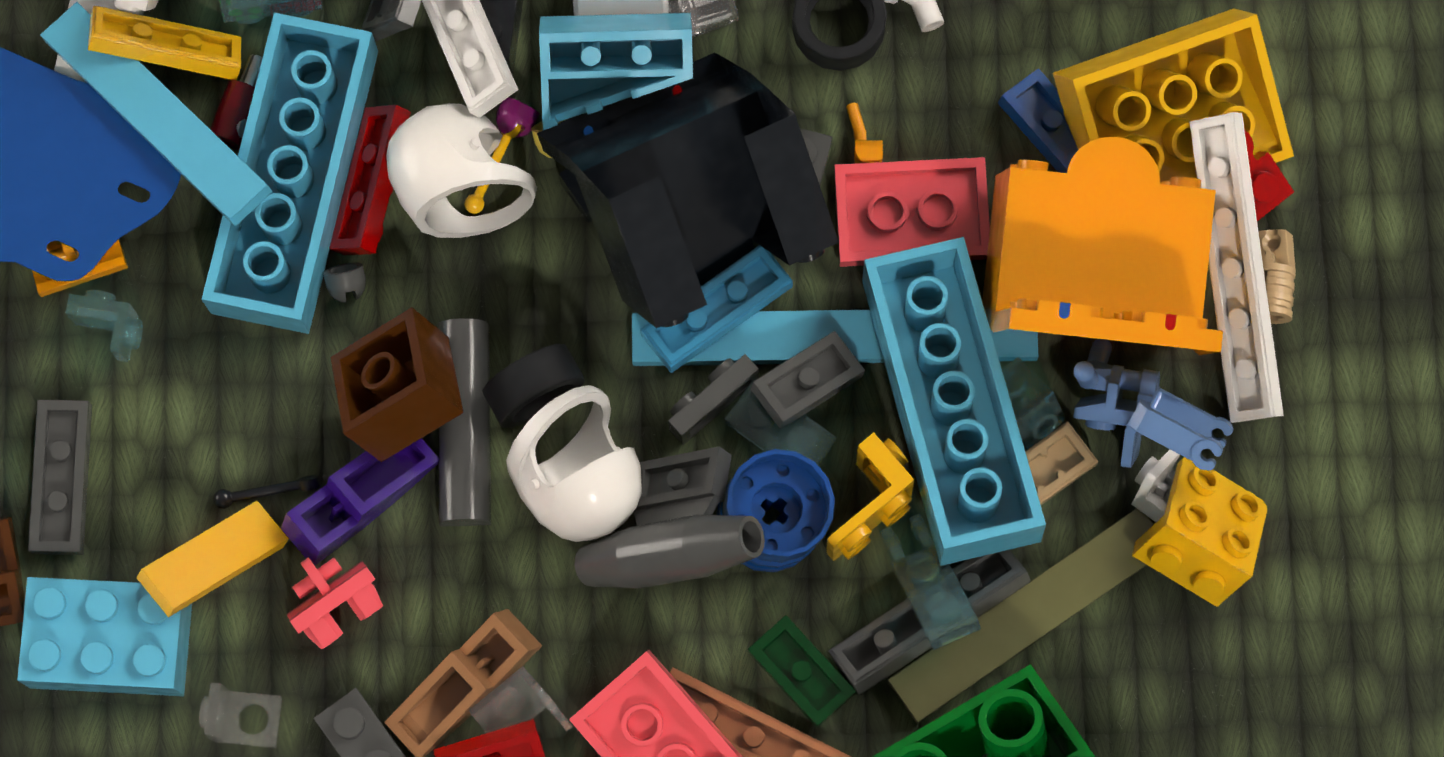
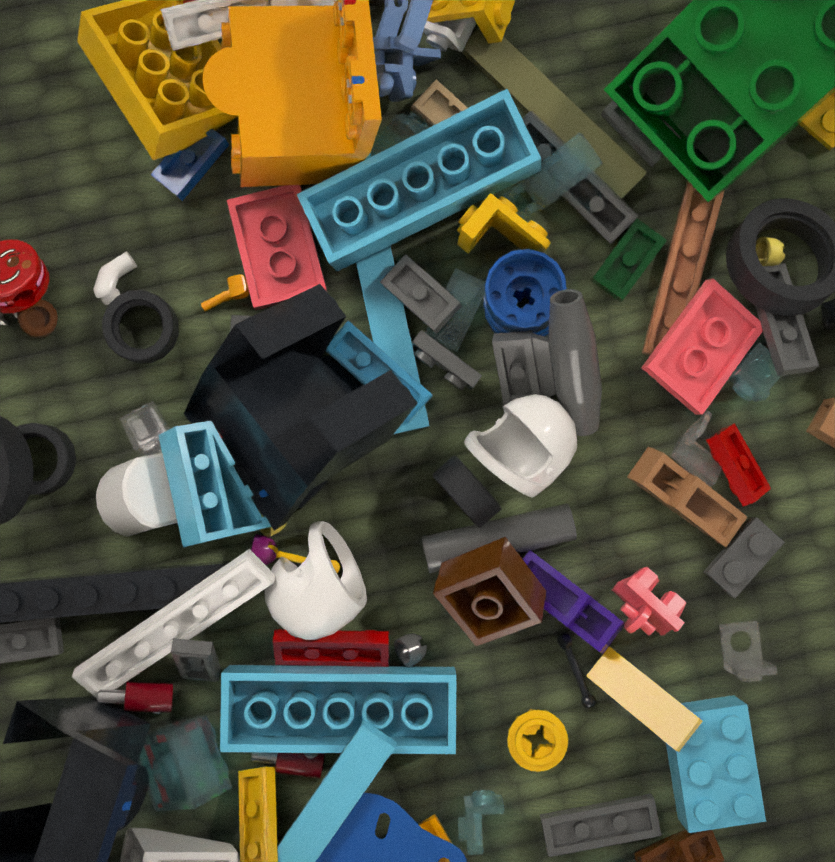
camera: 105 degrees left, 10 degrees up
(184, 397) = (546, 755): none -> yellow gear

